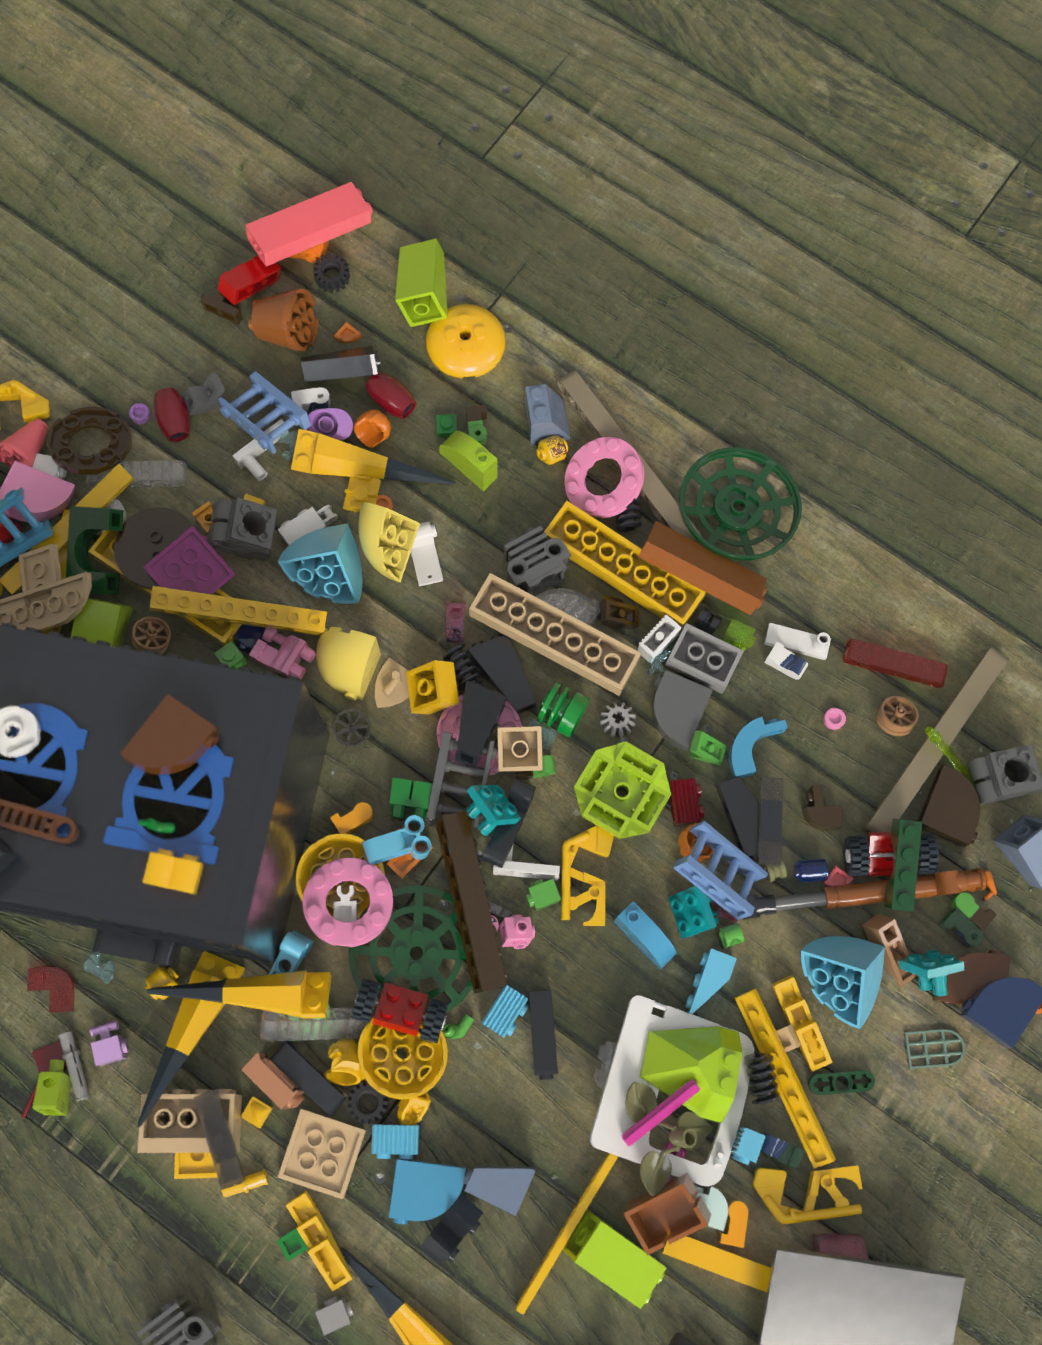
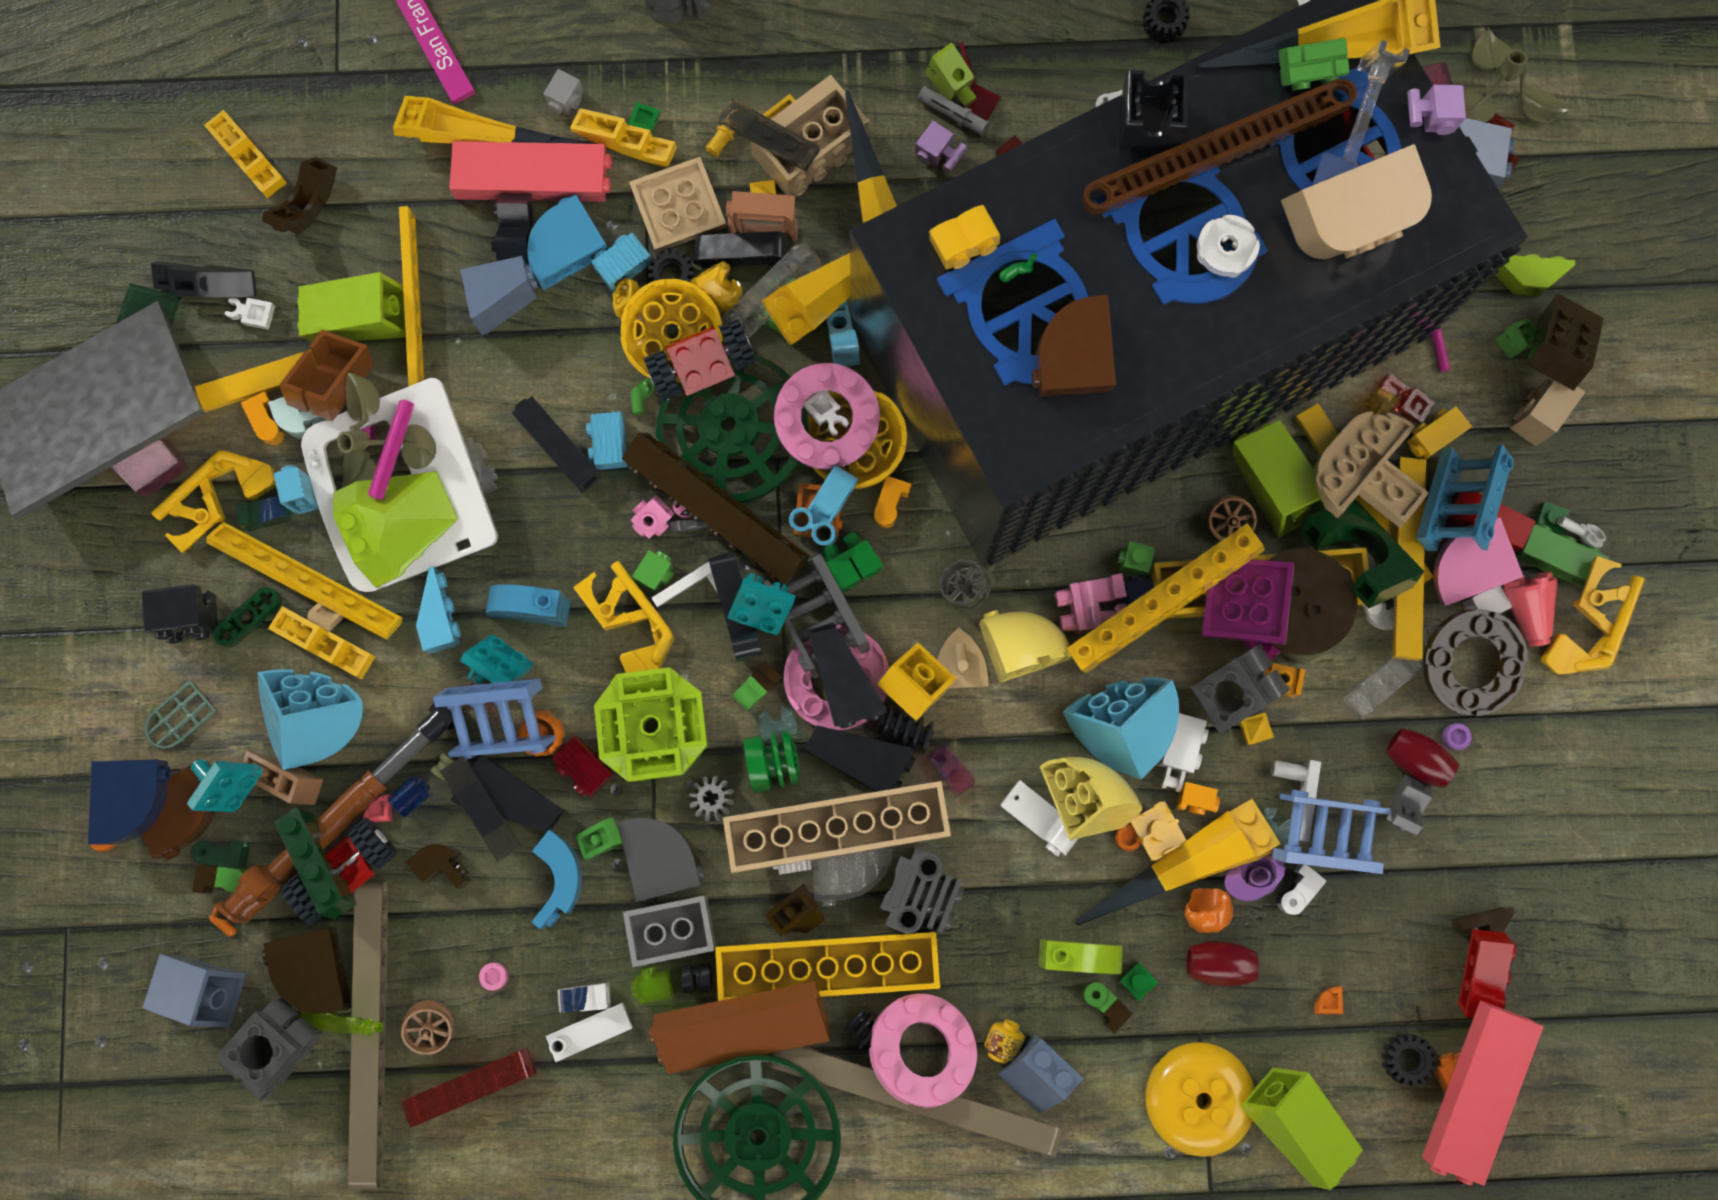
camera: 145 degrees right, 5 degrees up
(286, 319) = (1403, 957): dark orange cone -> none
(323, 493) = (1198, 799): none -> light orange brick
(341, 364) = (1302, 956): black slope -> none
(406, 1269) = (536, 169): none -> coral brick
(520, 748) = (781, 686): tan slope -> none
(656, 664) = (715, 887): clear light blue piece -> none
(658, 638) = (731, 915): white brick -> none
(686, 1319) = (253, 313): none -> white plate
(729, 935) = (446, 669): bright green leg -> none
(763, 1077) = (323, 561): black piece -> none
(887, 1116) = (179, 613): none -> black piece

